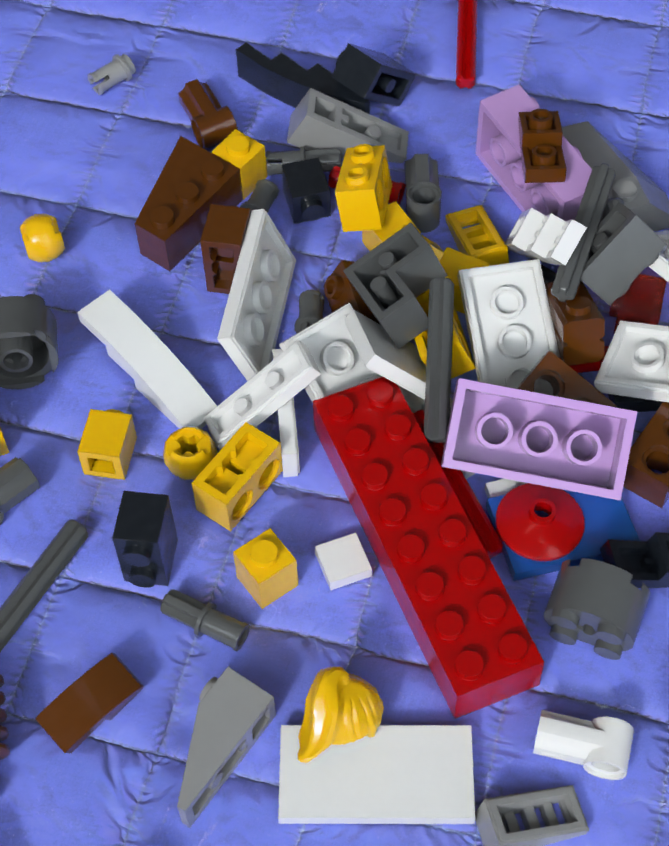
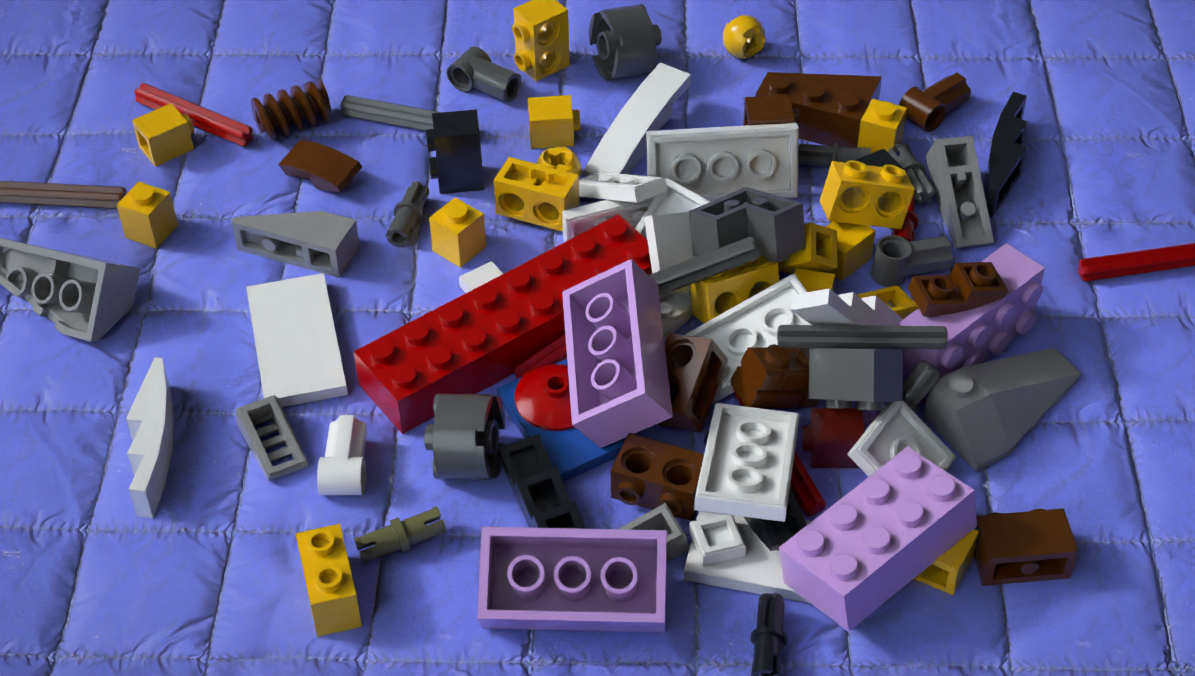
camera: 75 degrees right, 10 degrees down
(117, 70) = (964, 38): light grey pin -> none
(338, 712) = (335, 292): yellow hair -> none
(373, 75) = (1029, 186): black brick -> none

